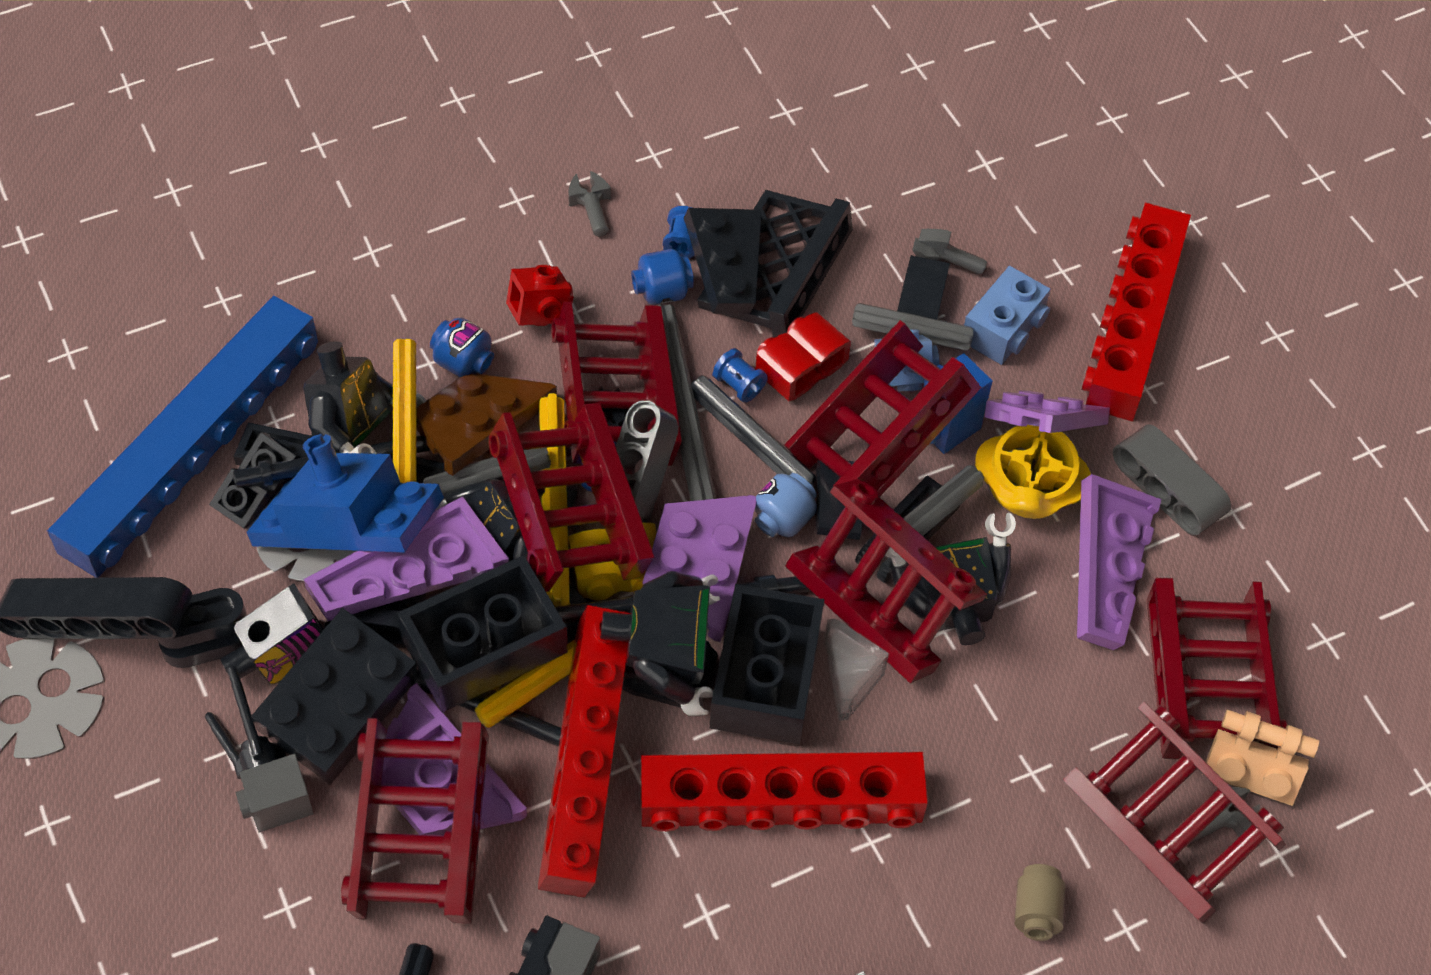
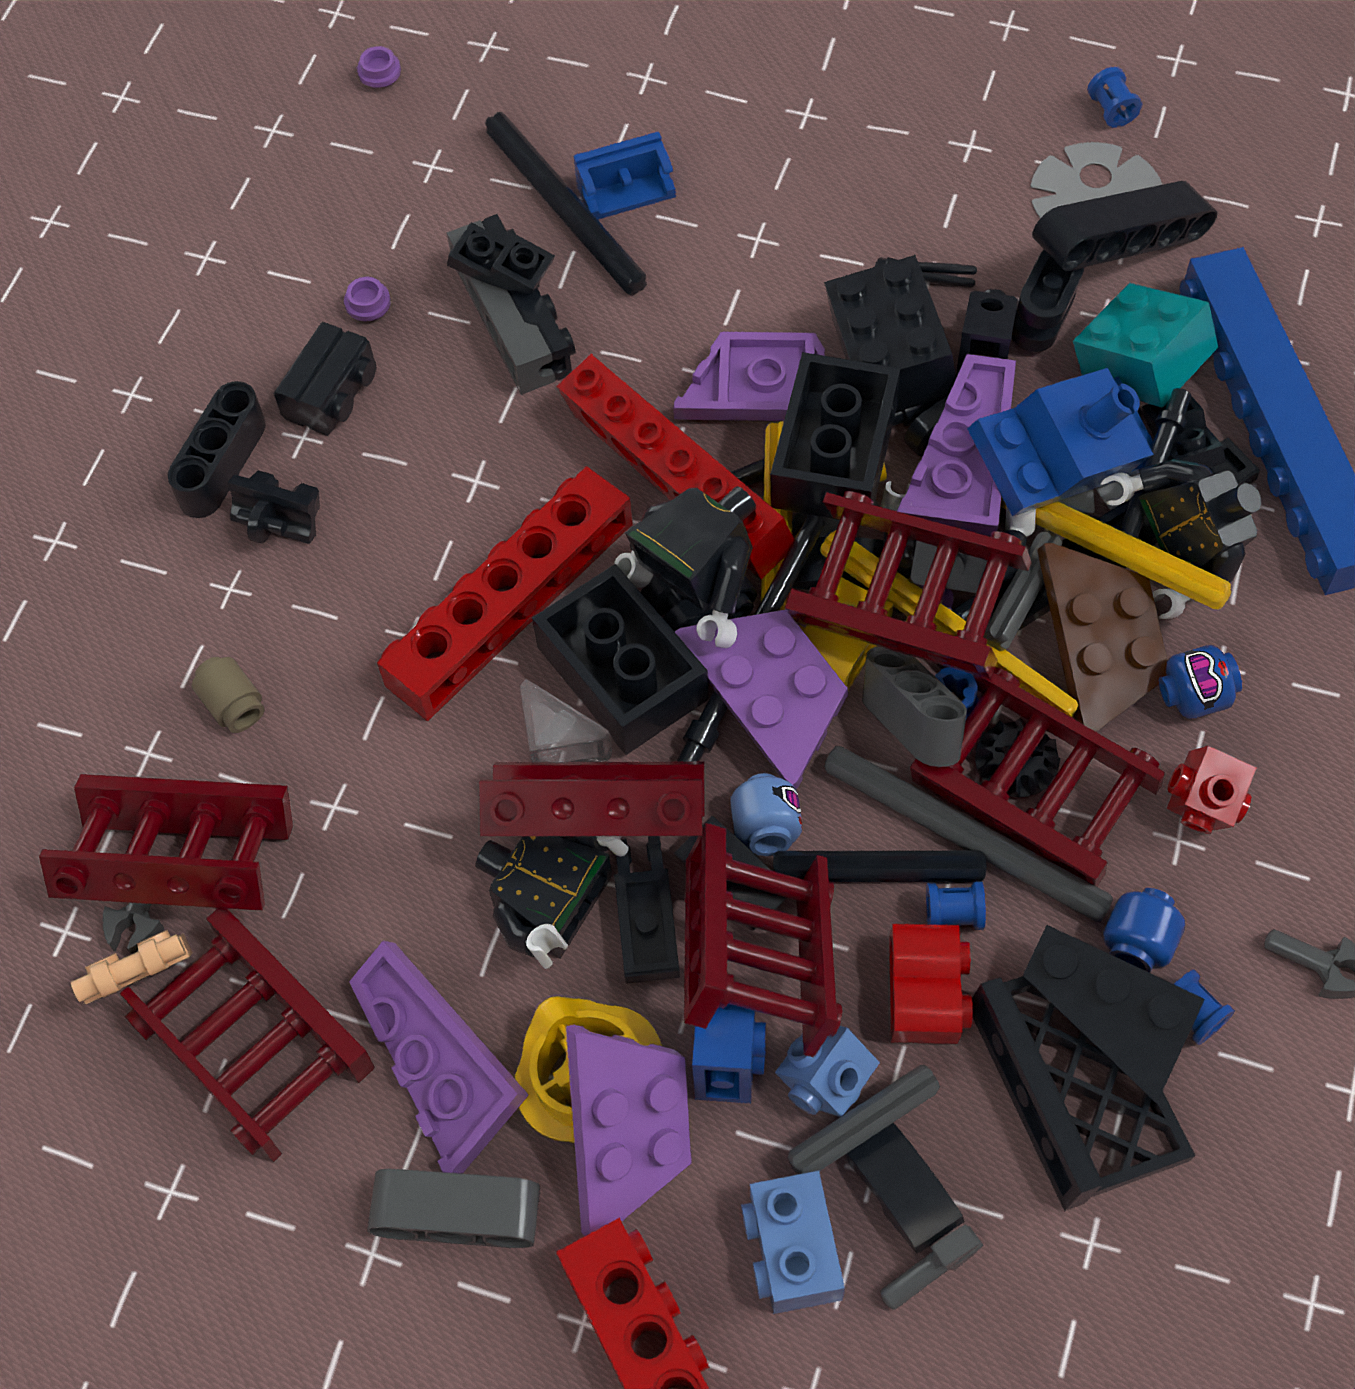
camera: 140 degrees right, 5 degrees up
(200, 533) = (1148, 341): none -> teal brick
(274, 793) = (848, 255): dark grey brick -> none
(457, 846) = (716, 354): dark red fence -> none
(945, 499) = (631, 928): dark grey axle -> none

